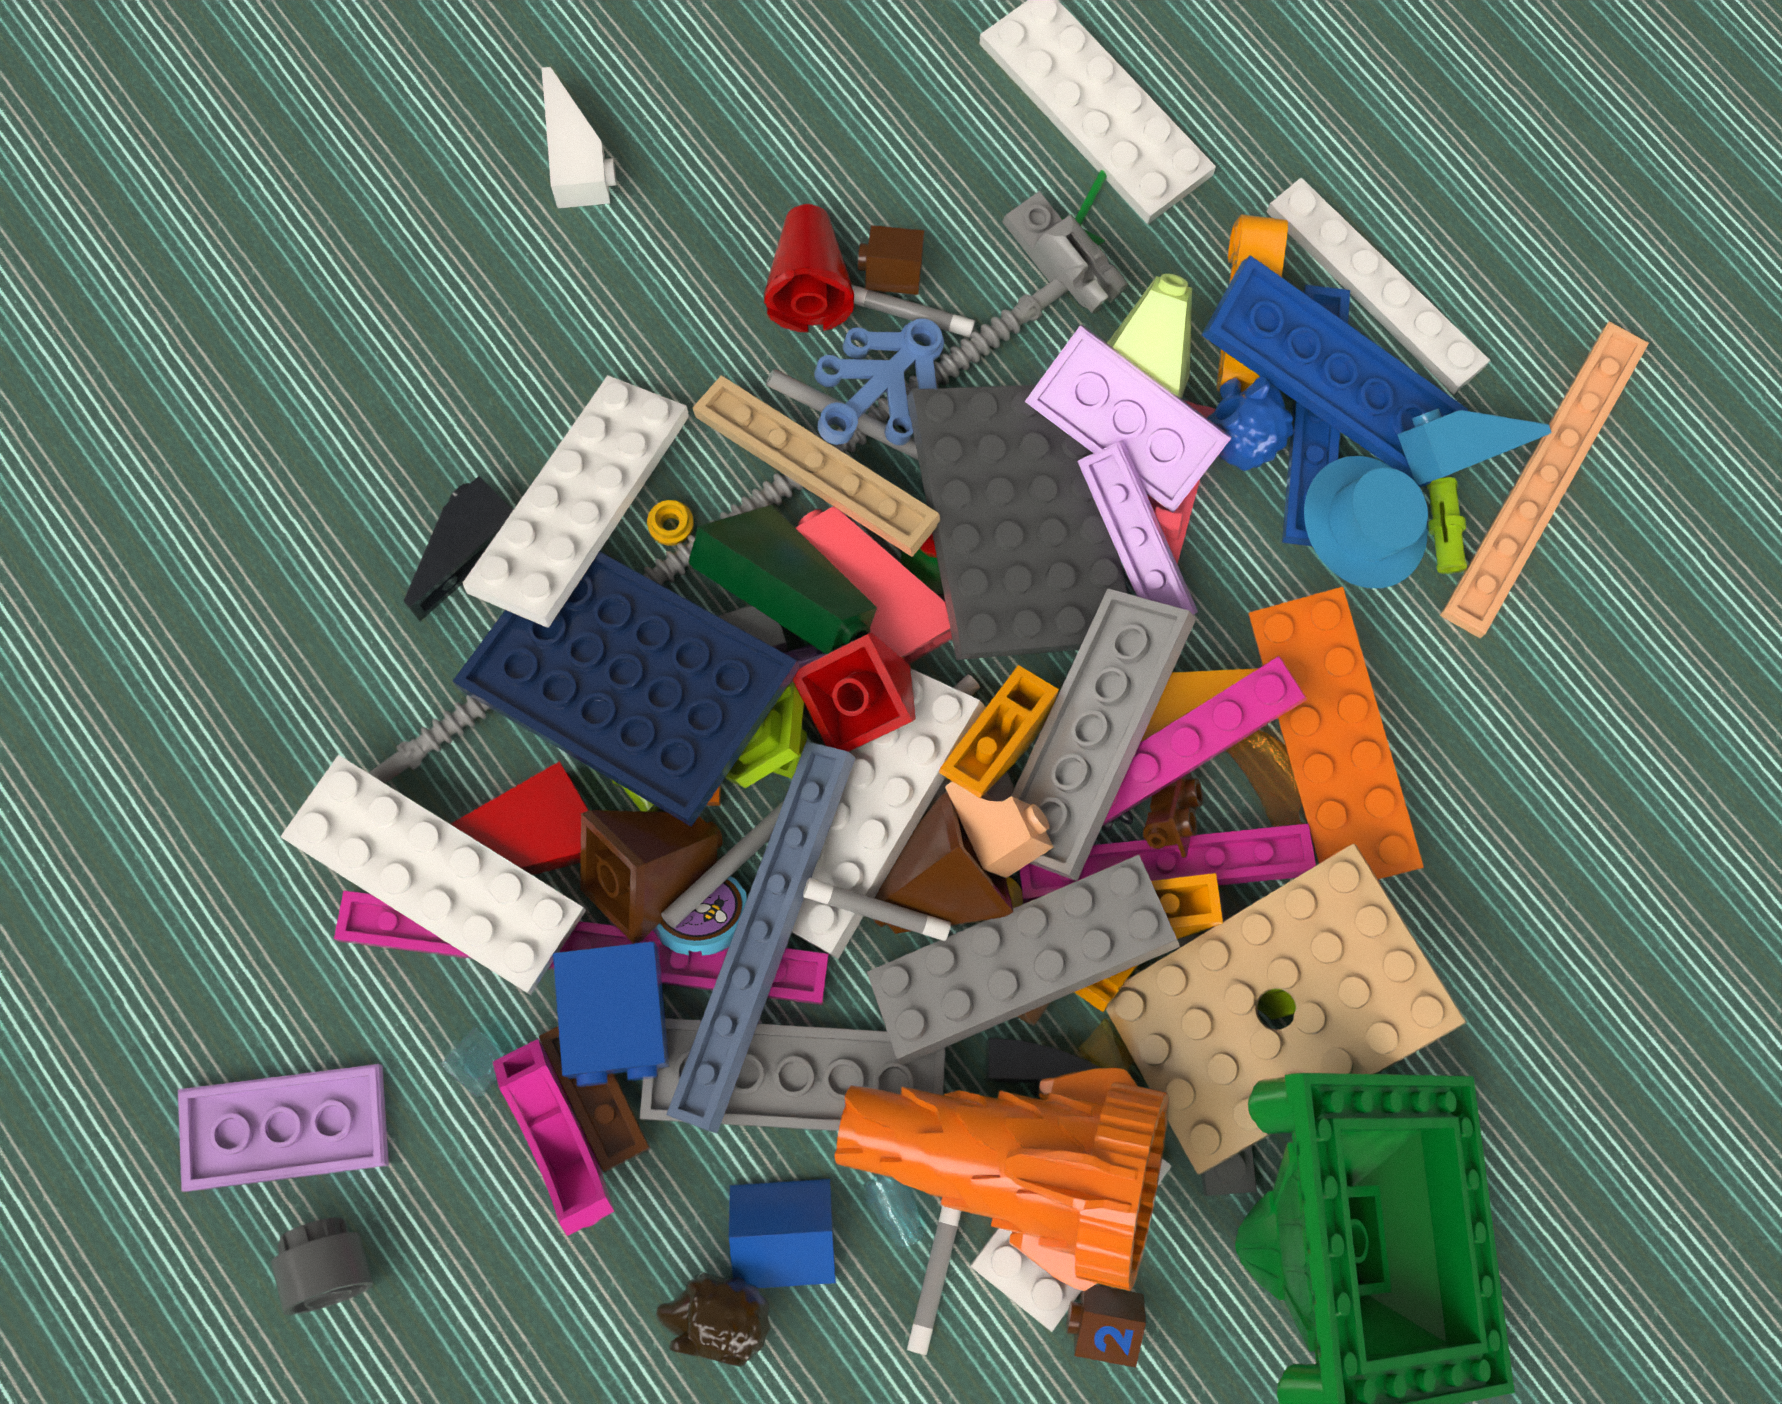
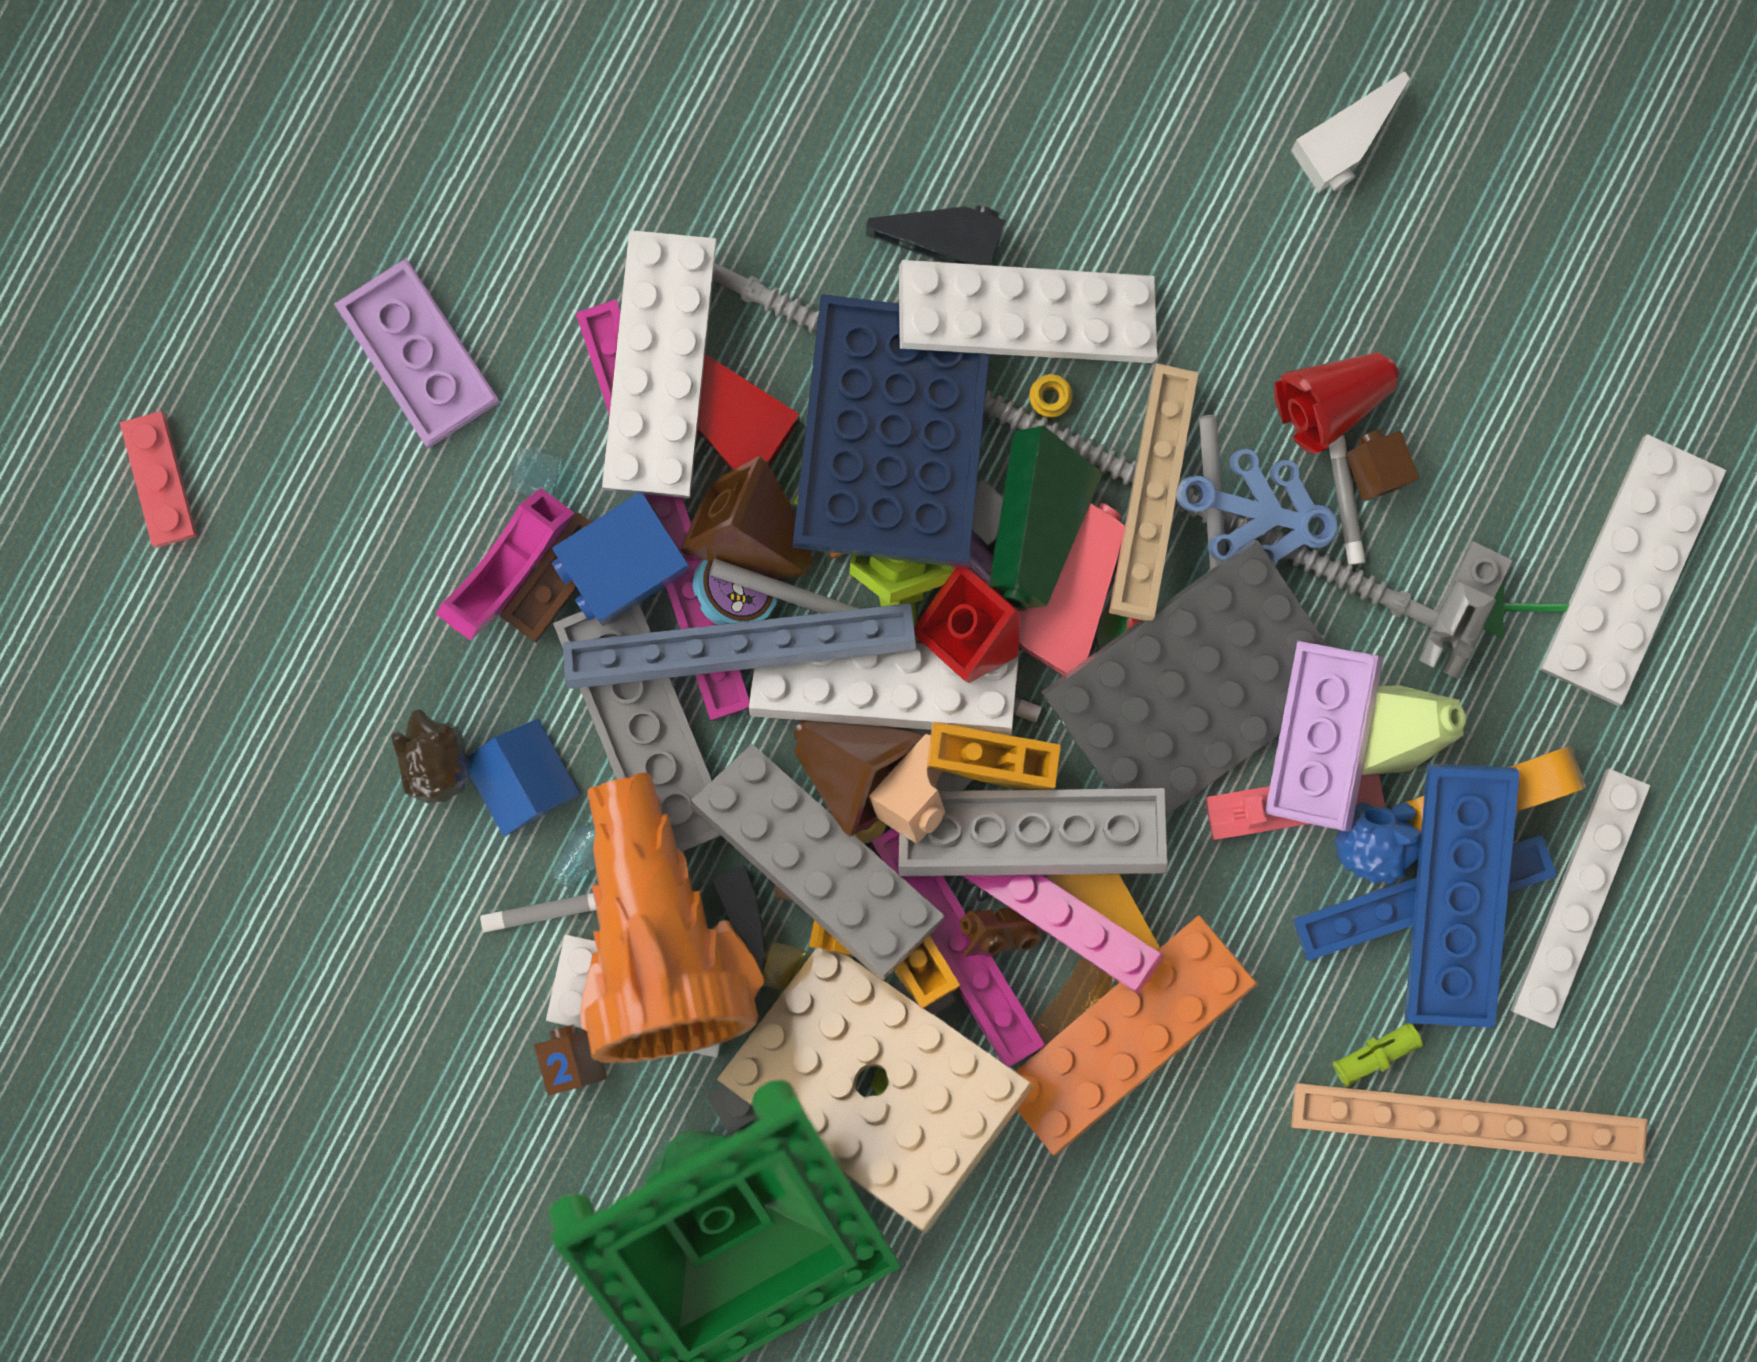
camera: 70 degrees right, 10 degrees up
(320, 1266) = (329, 439): dark grey piece -> none
(877, 909) = (799, 727): light grey bar -> none
(1134, 527) = (1229, 791): lavender tile -> none
(1366, 521) = (1344, 982): dark azure hose -> none
(1461, 440) = (1447, 1027): dark azure slope -> none

